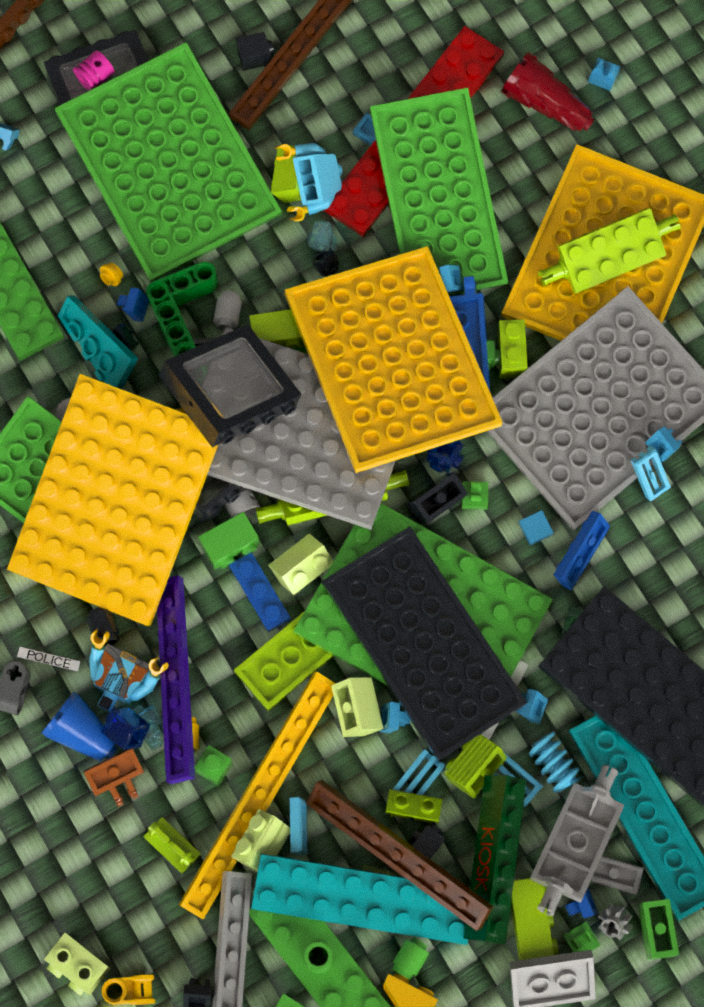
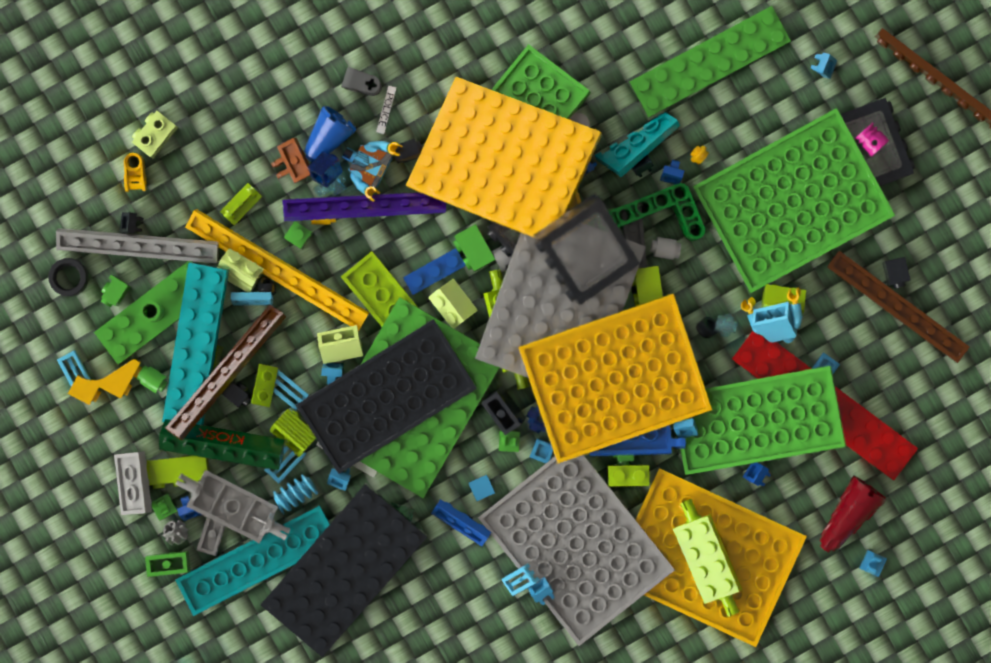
camera: 90 degrees right, 15 degrees up
(283, 806) = (268, 287): none -> black tile
(485, 454) = (542, 451): none -> dark azure tile
(503, 202) = (756, 474): none -> blue tile

